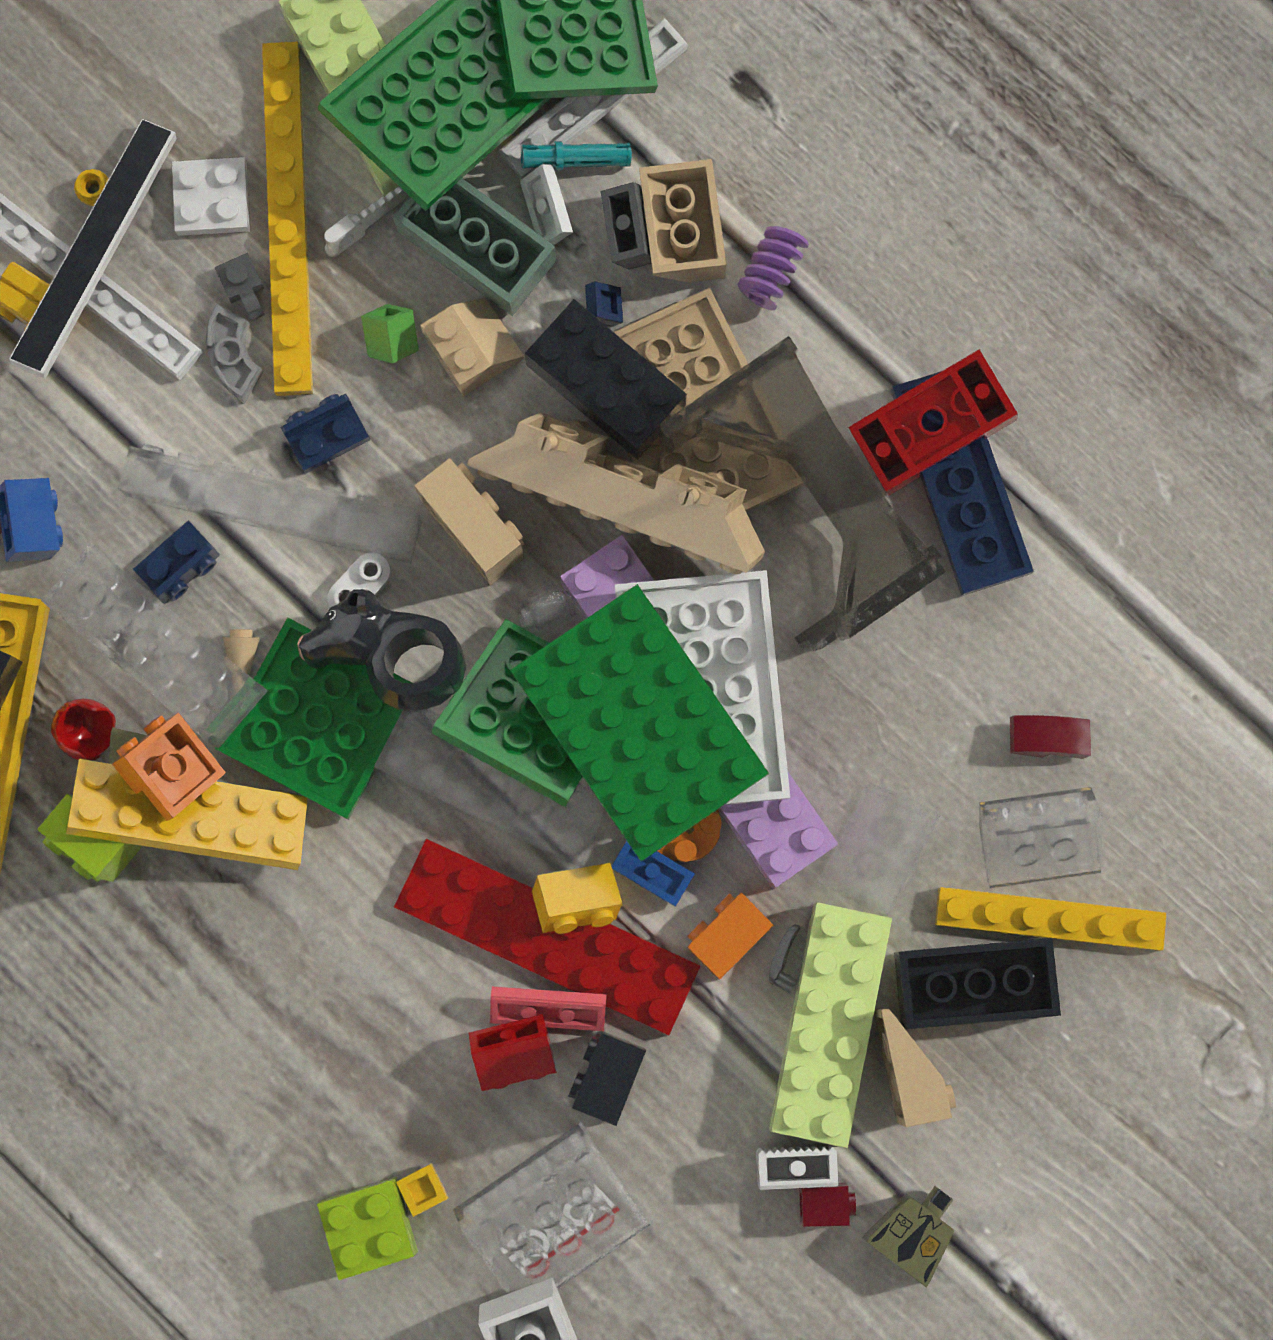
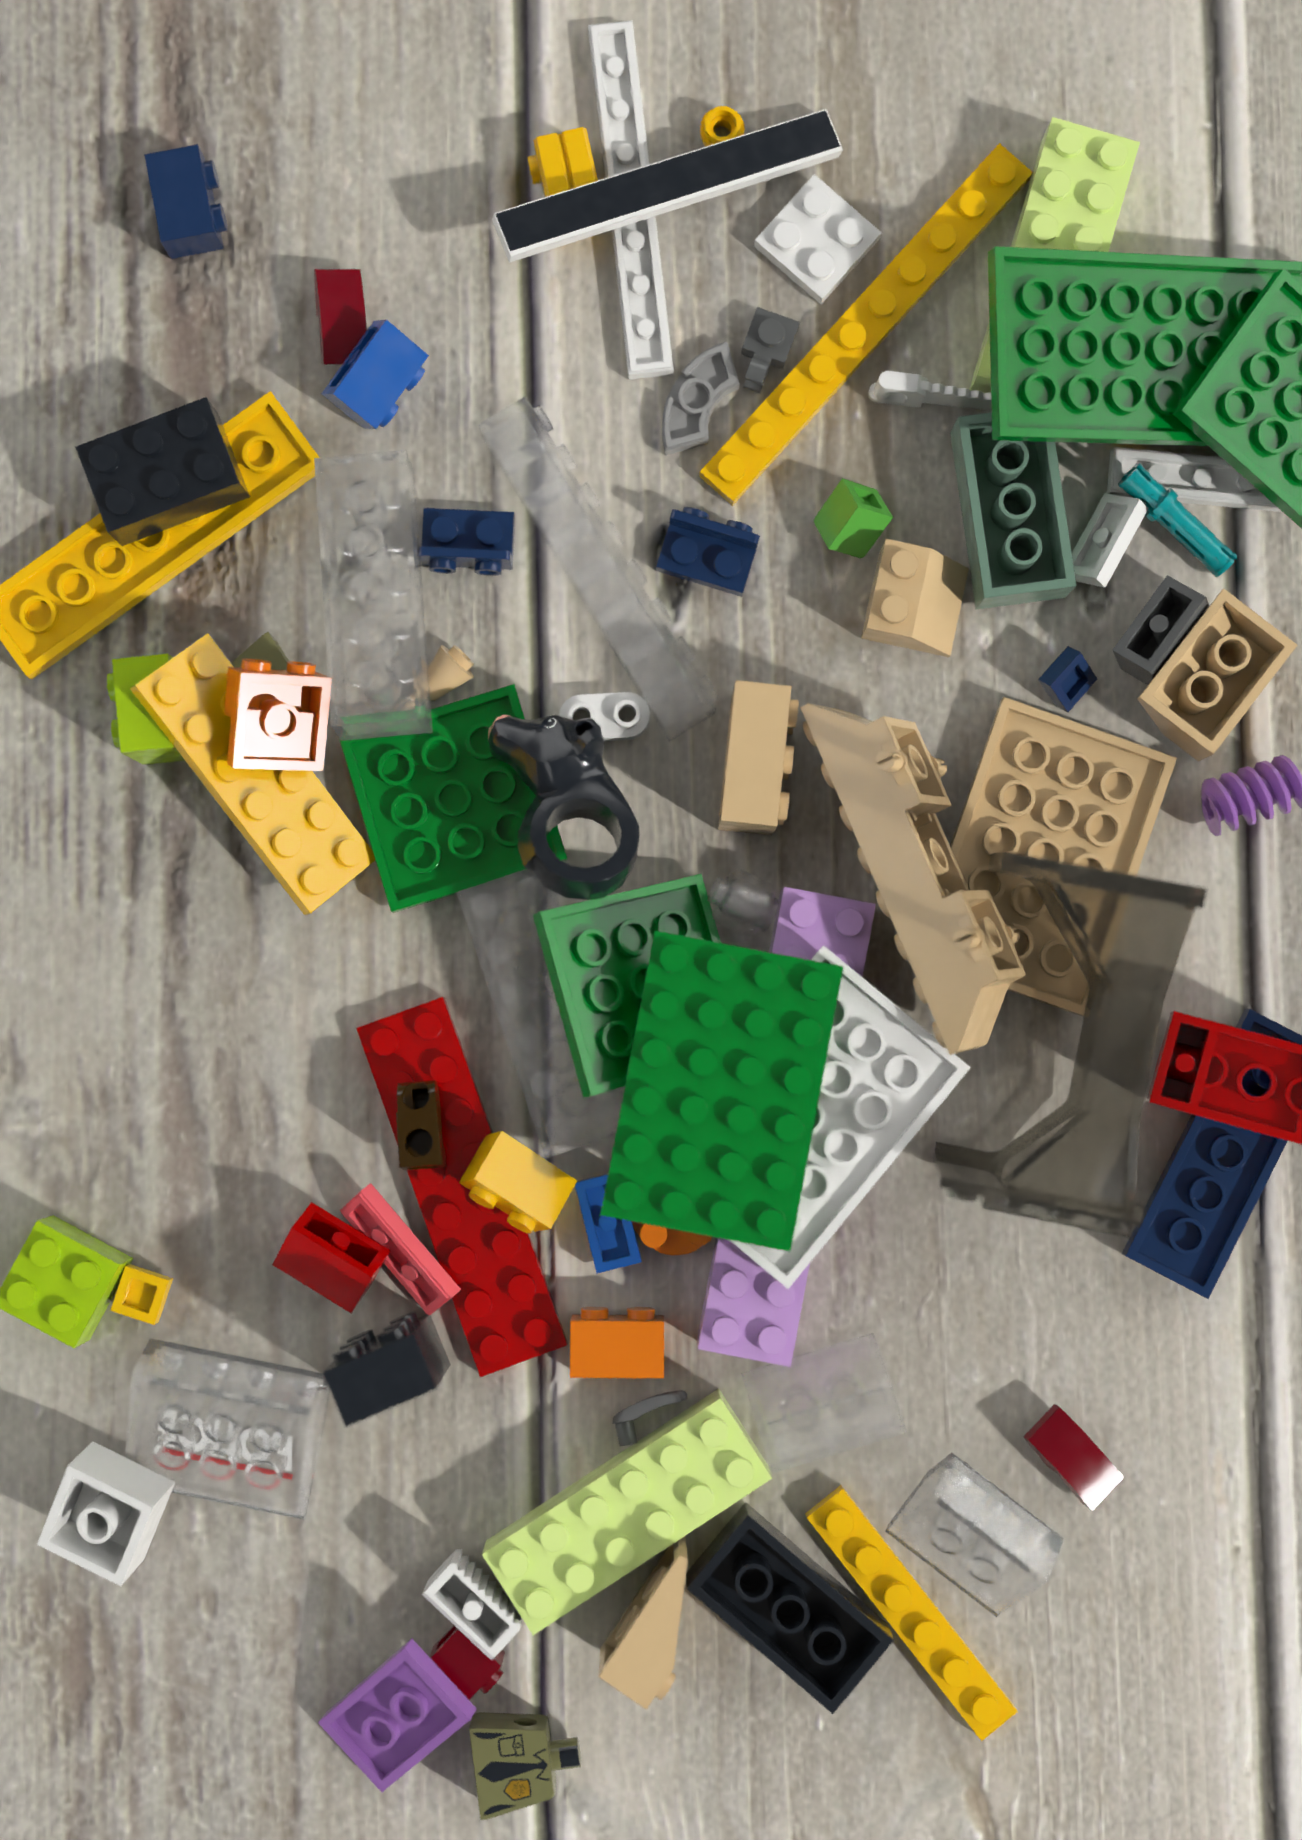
camera: 45 degrees right, 5 degrees up
(83, 728) = (242, 607): red hair -> none
(488, 923) = (419, 1126): none -> dark brown leg
(605, 378) = (1001, 750): black brick -> none
(817, 1278) = (397, 1715): none -> medium lavender plate

